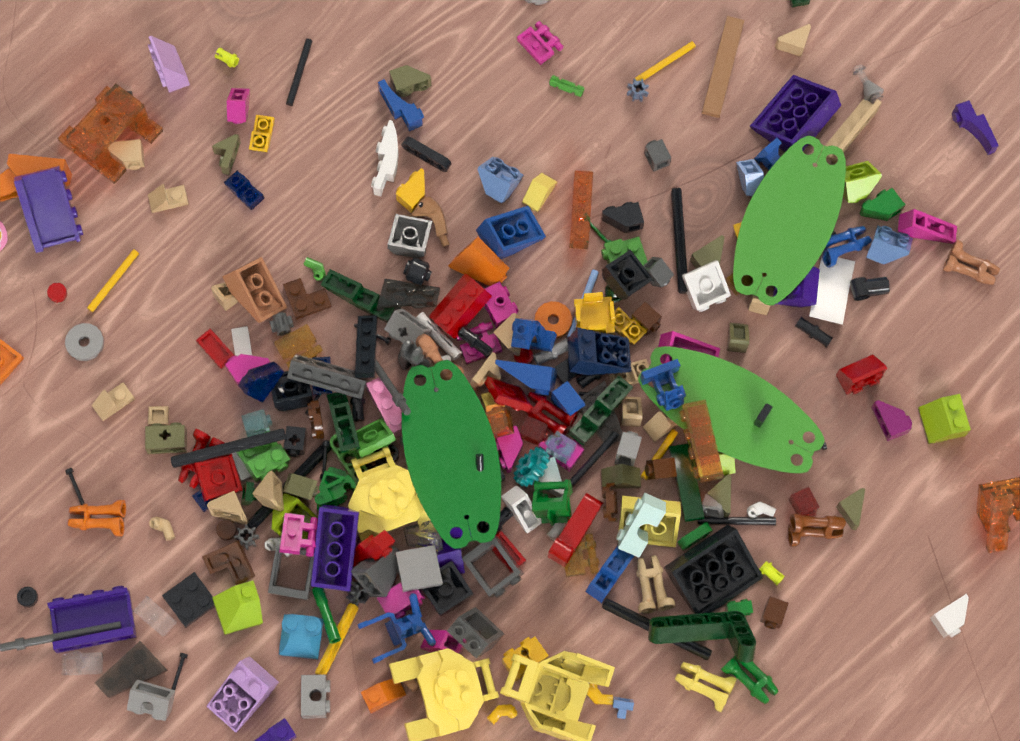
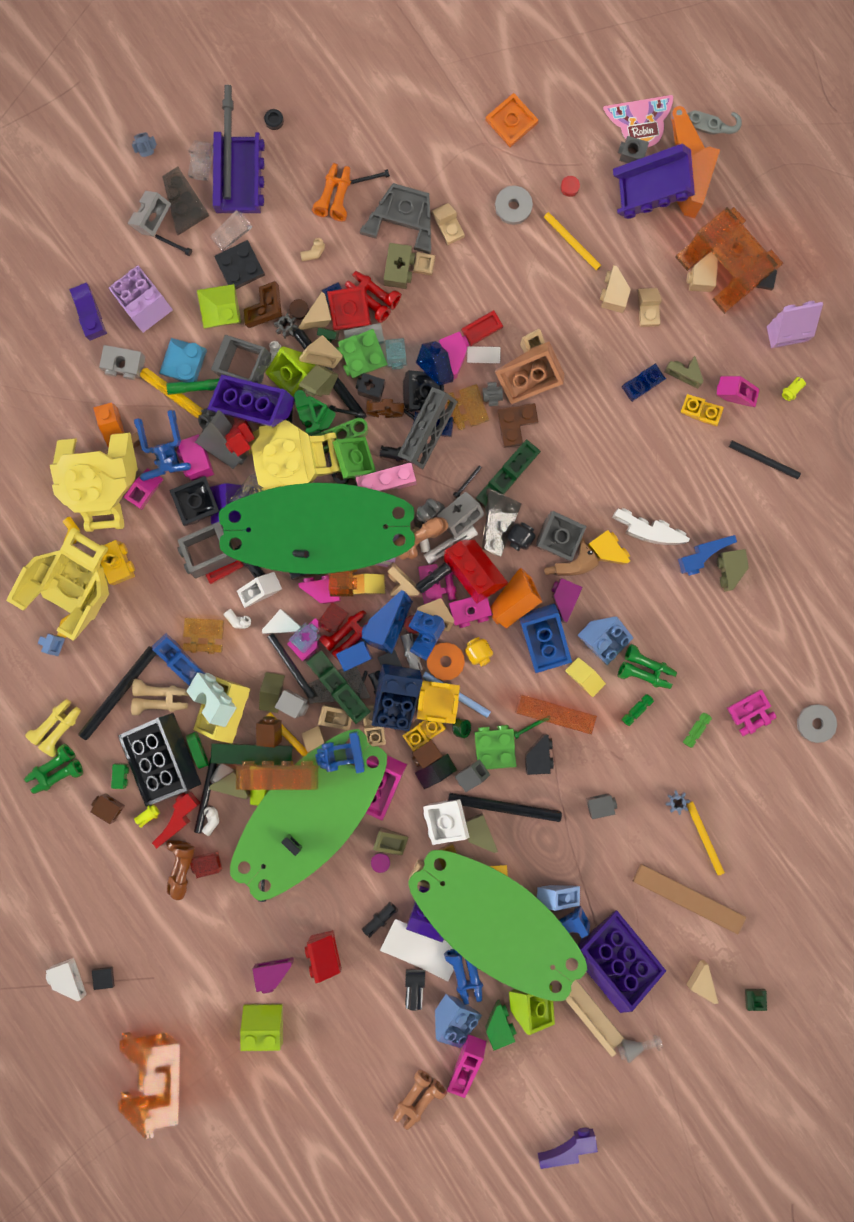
camera: 110 degrees right, 15 degrees up
(12, 231) = (637, 144): none -> dark grey brick
(75, 723) = (144, 144): none -> sand blue gear
(104, 445) = (405, 208): none -> dark grey wing
(158, 229) = (616, 292): none -> tan slope
(228, 448) = (372, 320): black axle -> none
(292, 534) = (270, 363): dark pink plate -> none
(317, 267) = (545, 440): bright green arm -> none
(343, 422) = (373, 433): dark green slope -> none
(366, 346) = (449, 470): black tile -> none
(397, 397) = (381, 486): dark grey bar -> none
(418, 568) = (213, 477): light grey tile -> none
(426, 154) = (647, 570): black beam -> none
(467, 220) = (565, 597): none -> magenta slope
(468, 627) = (150, 530): dark grey window -> none
(507, 394) = (370, 597): red plate -> none
(525, 155) = (633, 655): none -> green piece
(531, 467) = (294, 606): teal gear -> none
(537, 289) = (479, 651): none -> yellow head
(552, 509) = (247, 618): green piece -> none
(560, 140) = (637, 710): none -> green axle
(575, 530) = (221, 633): red beam -> none
(611, 502) = (249, 675): reddish brown plate -> none
(626, 275) = (470, 742): black slope -> none
(664, 306) = (436, 771): none -> black slope
(706, 626) = (99, 740): dark green beam -> none
(760, 342) = (380, 862): none -> magenta tile
(770, 540) = (183, 806): none -> red slope
(851, 508) = (192, 911): olive slope -> none
(941, 583) = (103, 978): none -> black tile

